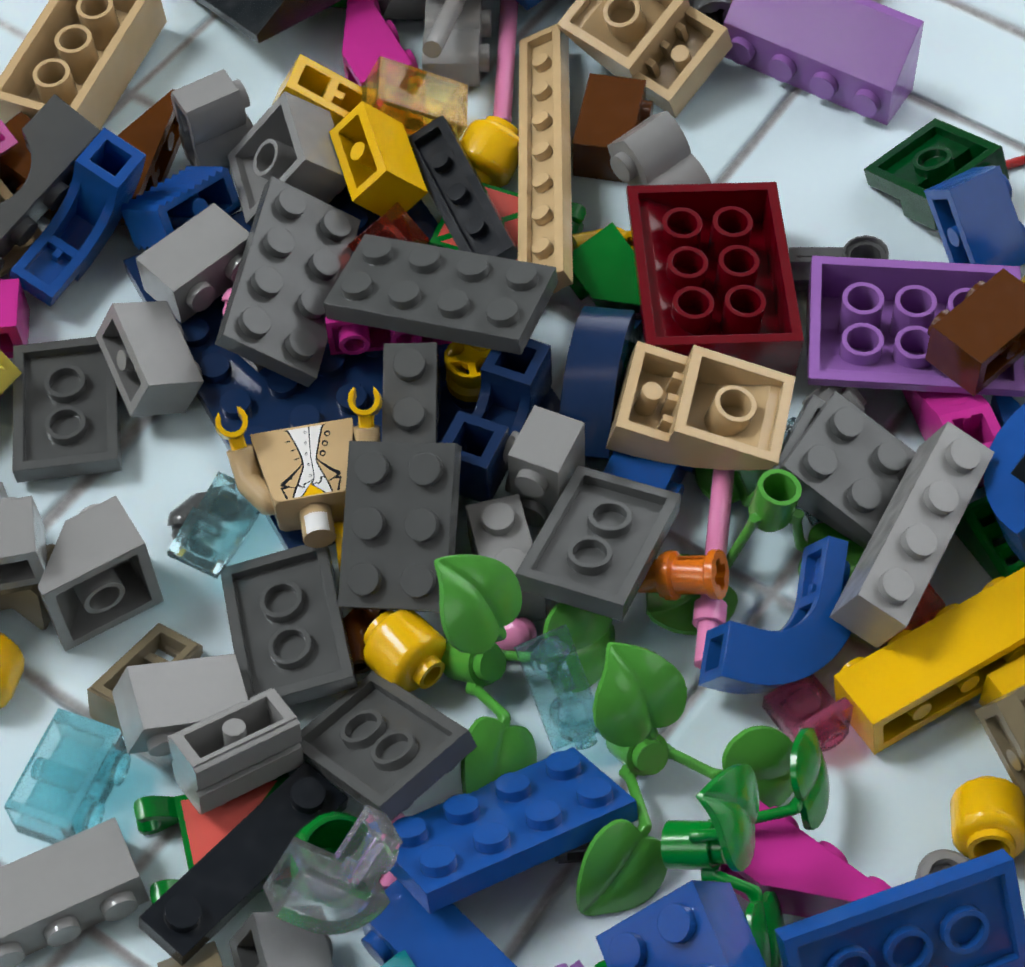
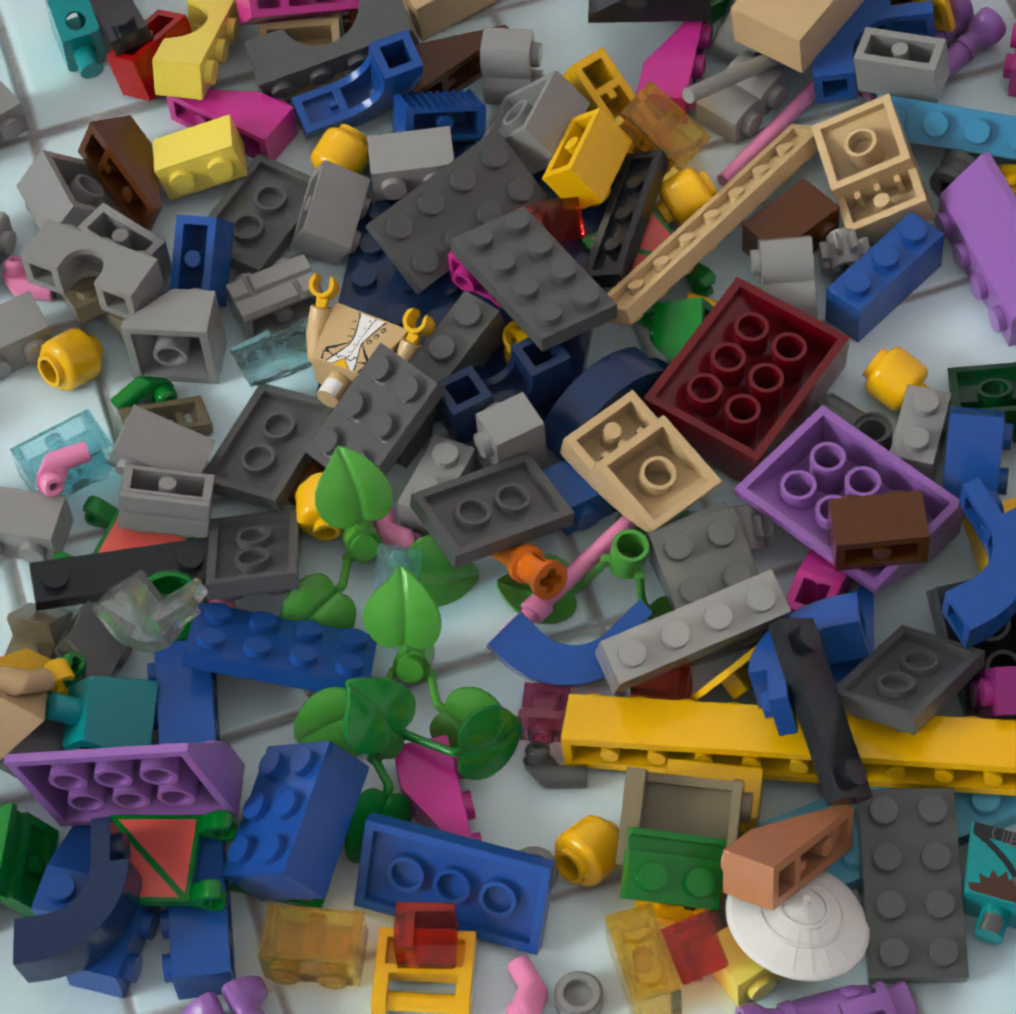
camera: 40 degrees right, 0 degrees up
(51, 475) = (202, 254): none -> blue brick
(81, 792) = (56, 466): none -> bright pink arm
(93, 653) = (145, 389): none -> green arm
(97, 290) = (342, 147): none -> yellow head
(159, 472) = (272, 295): none -> light grey brick
(688, 113) = (841, 250): none -> light grey gear
(736, 116) = (884, 276): none -> blue brick
(832, 203) = (890, 374): none -> yellow head
(869, 771) = (547, 770): none -> dark grey arm
(904, 225) = (922, 428): none -> light grey brick
(965, 553) = (733, 679): none -> yellow piece

